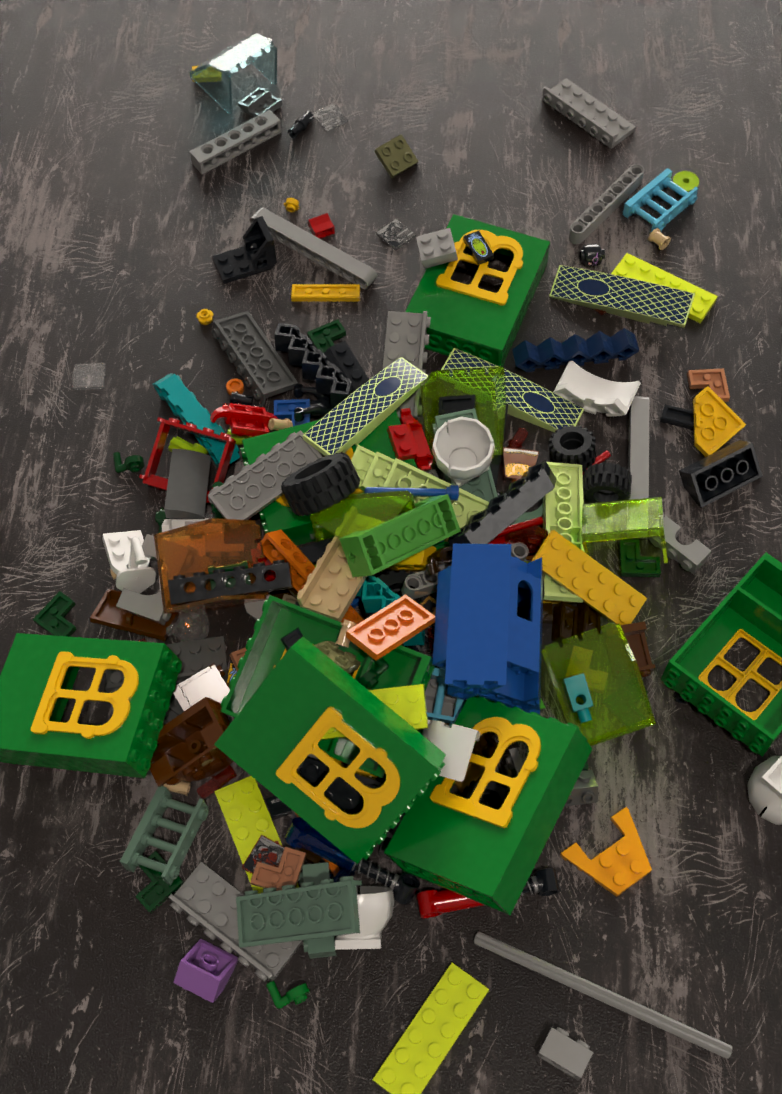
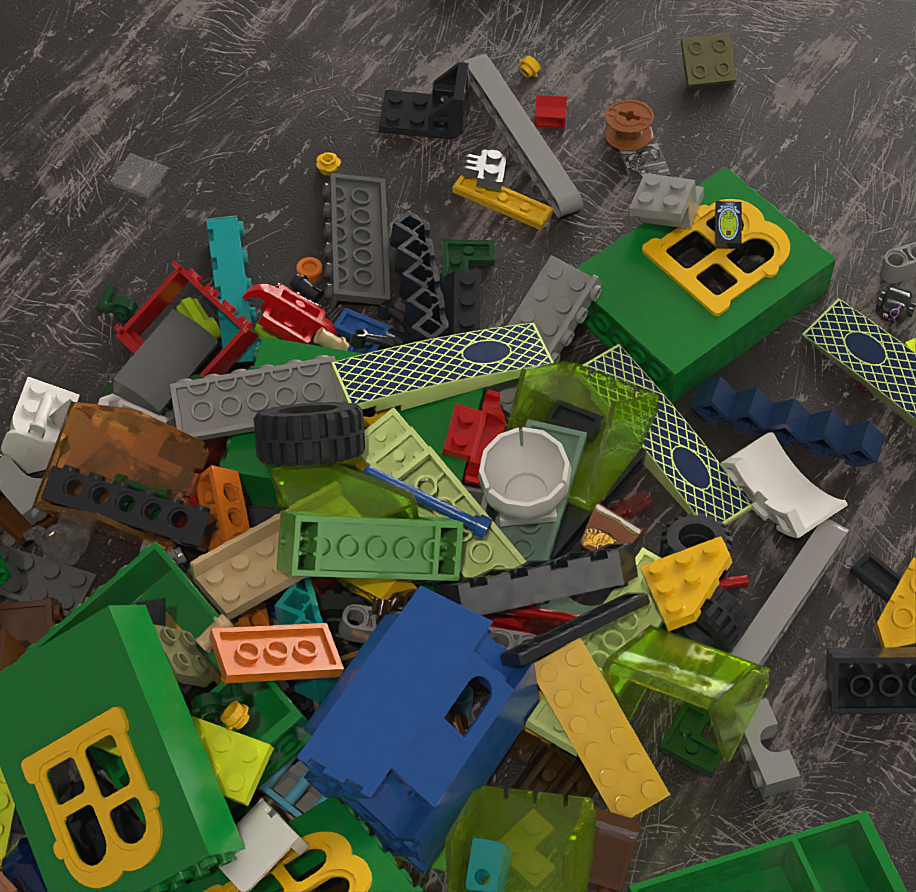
camera: 25 degrees right, 5 degrees down
(305, 276) = (486, 168): none -> hinge
(374, 214) = (622, 129): none -> dark orange piece
(390, 677) = (235, 715): none -> yellow plate
(546, 527) = (574, 629): none -> black tile
(586, 468) = (686, 580): none -> yellow plate

